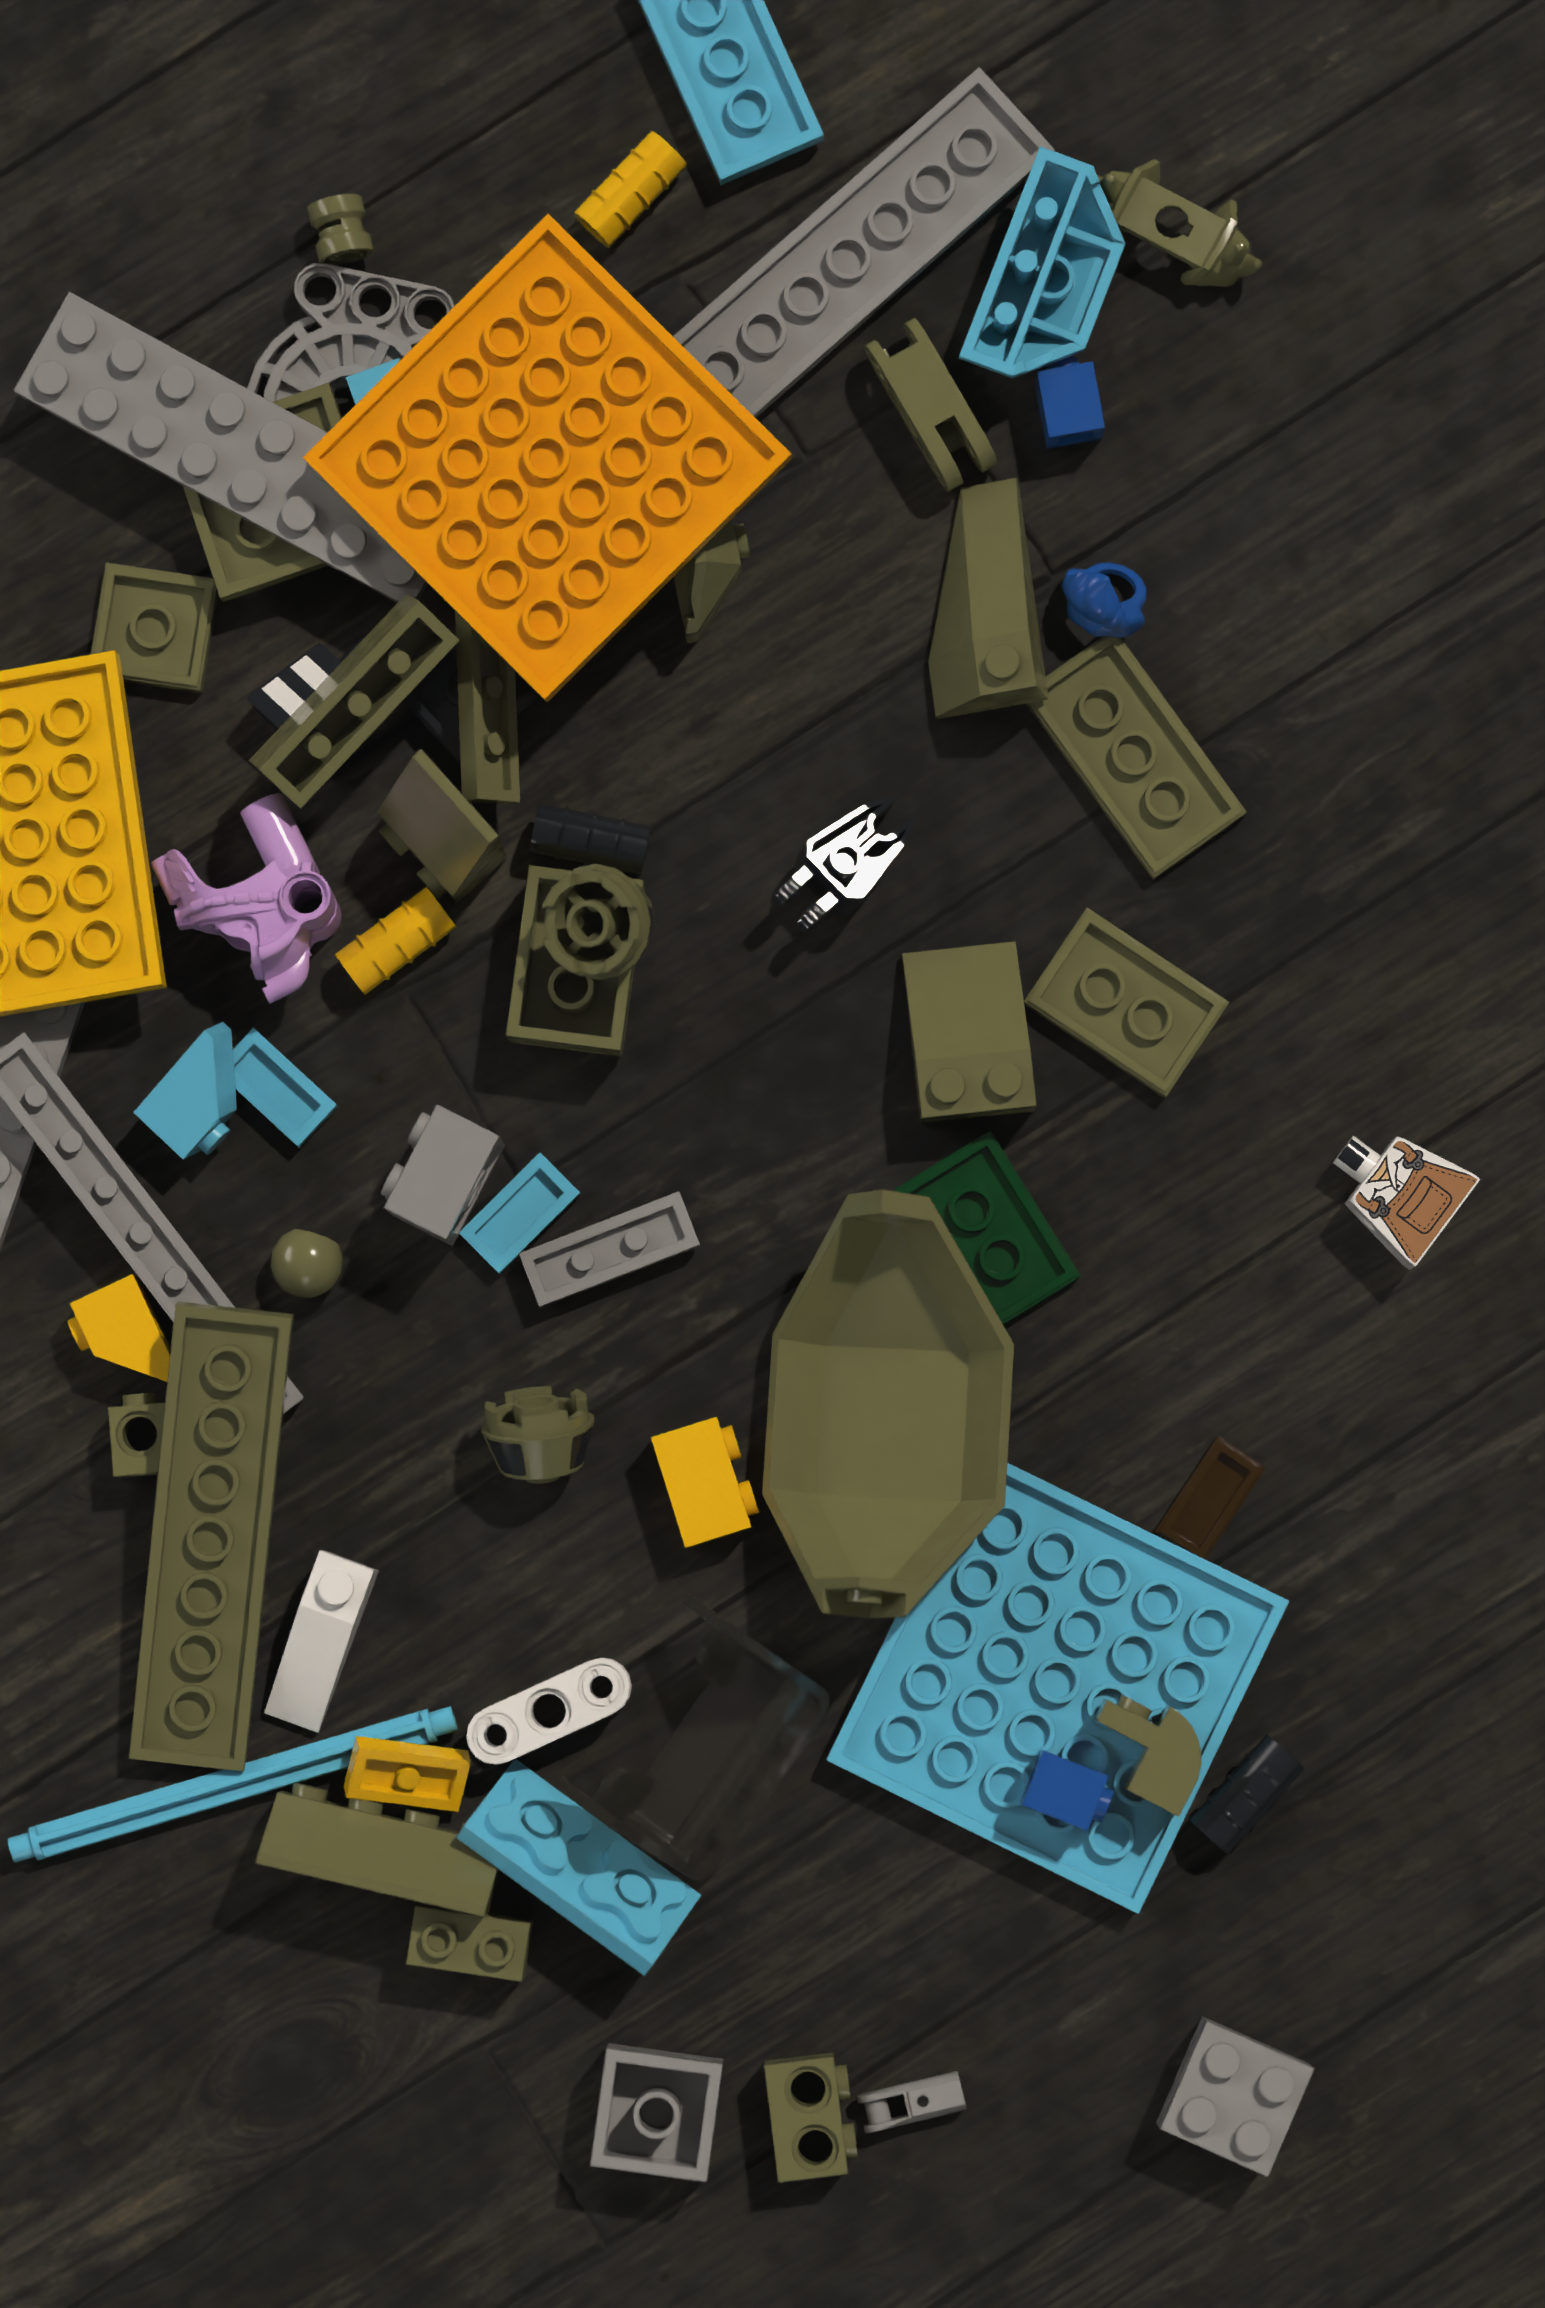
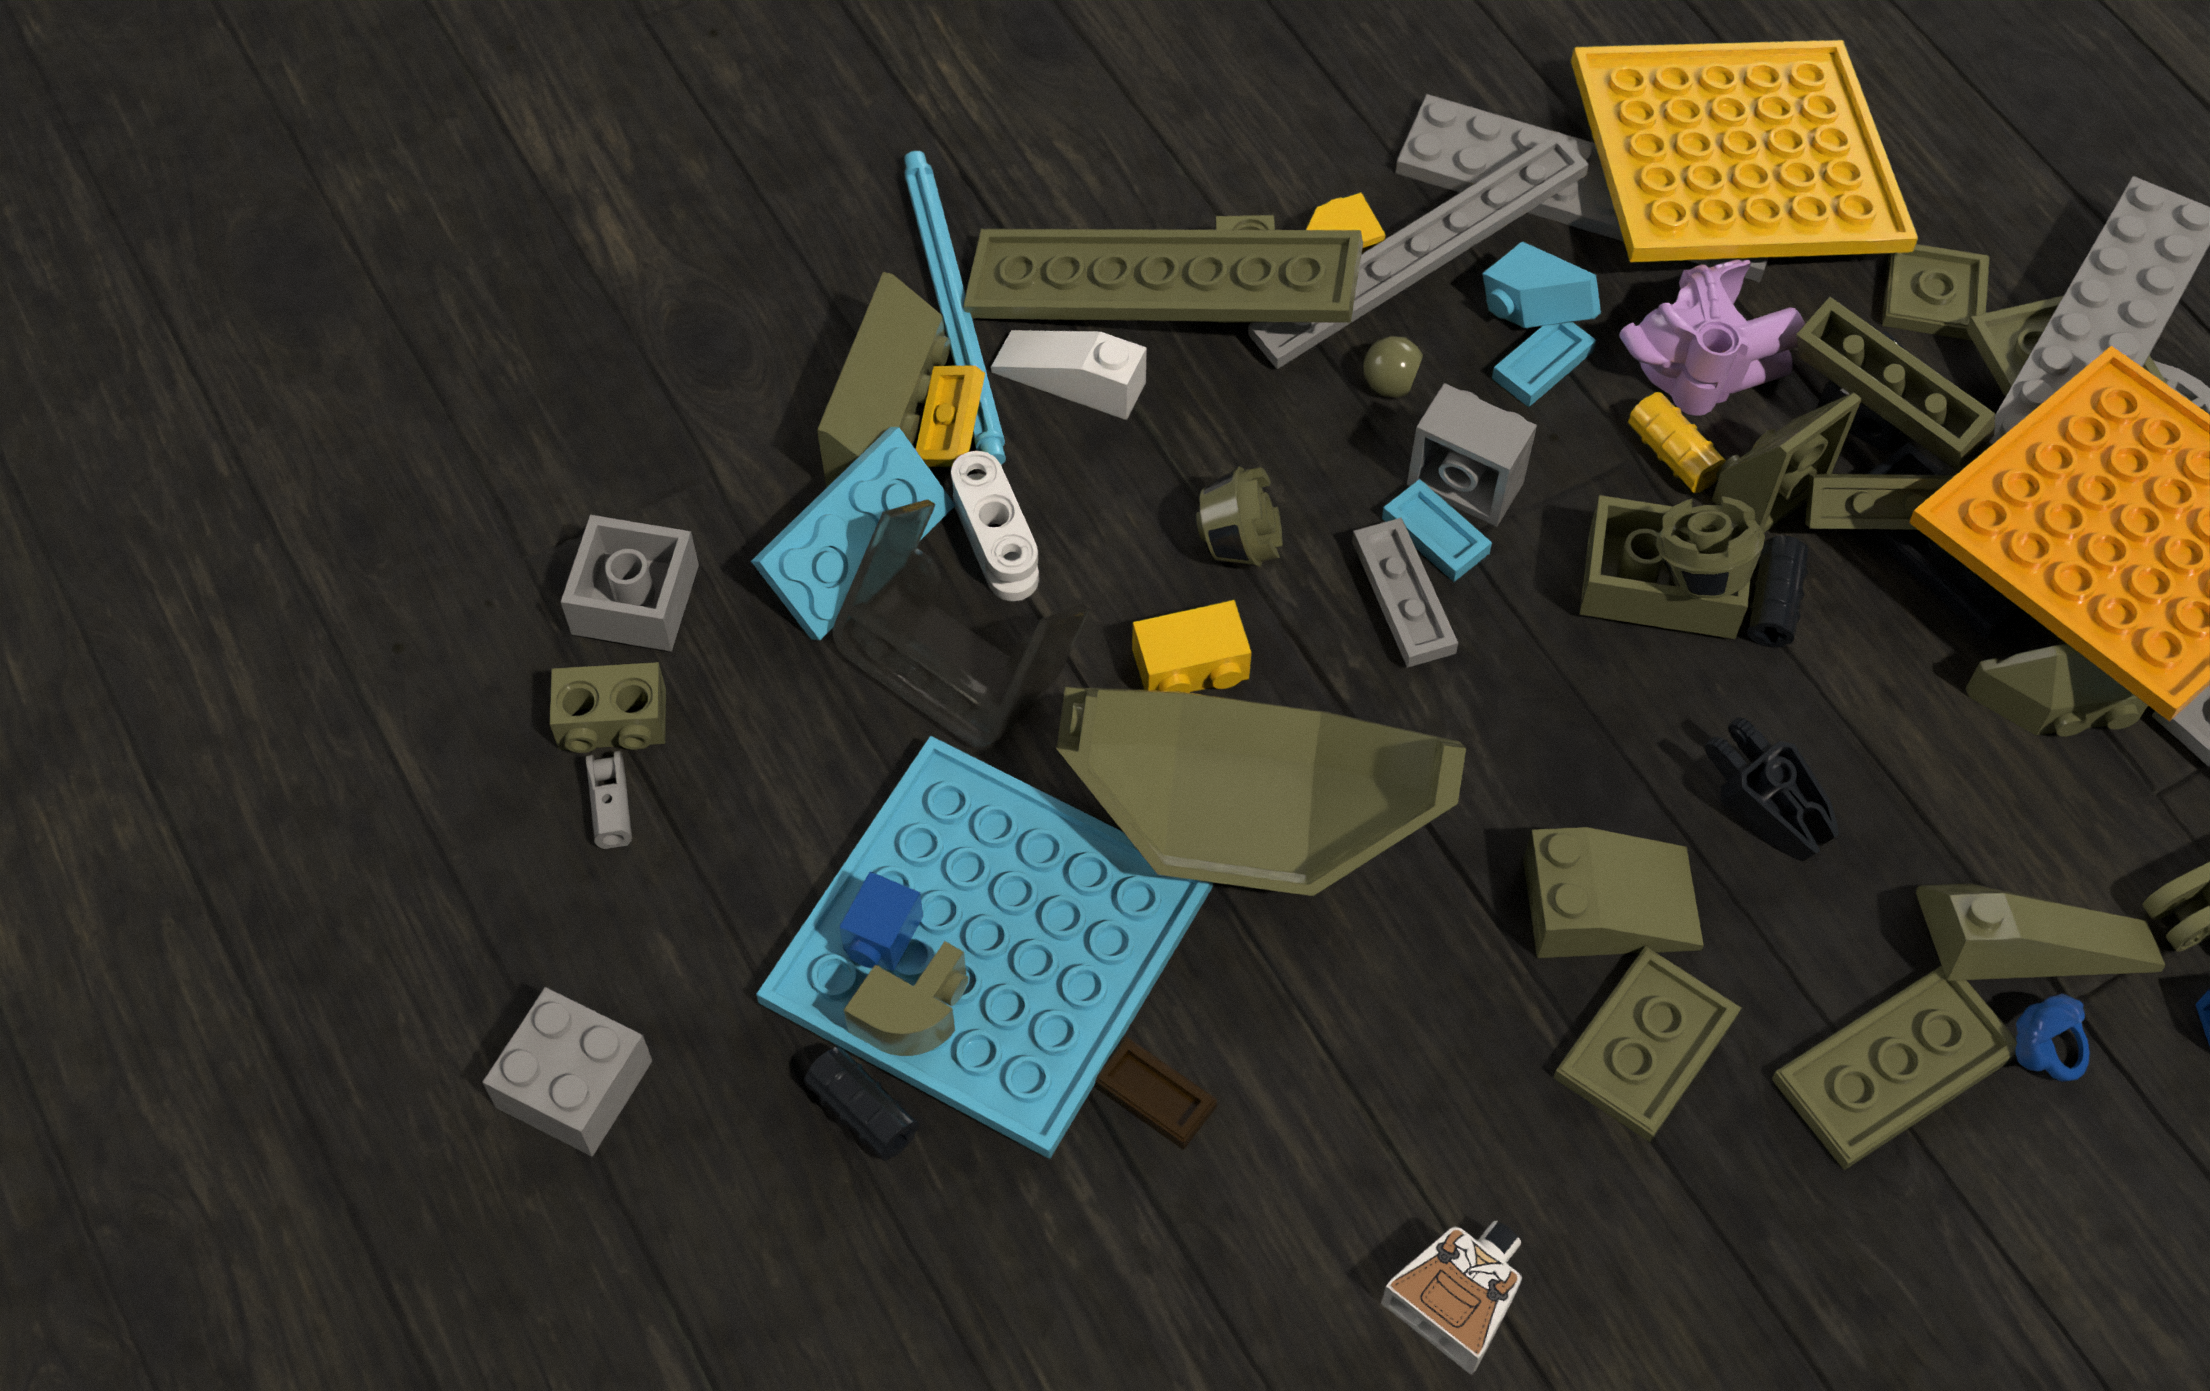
camera: 90 degrees right, 25 degrees down
(469, 1943) = (793, 463): olive brick -> none
(996, 1226) = (1418, 906): dark green tile -> none

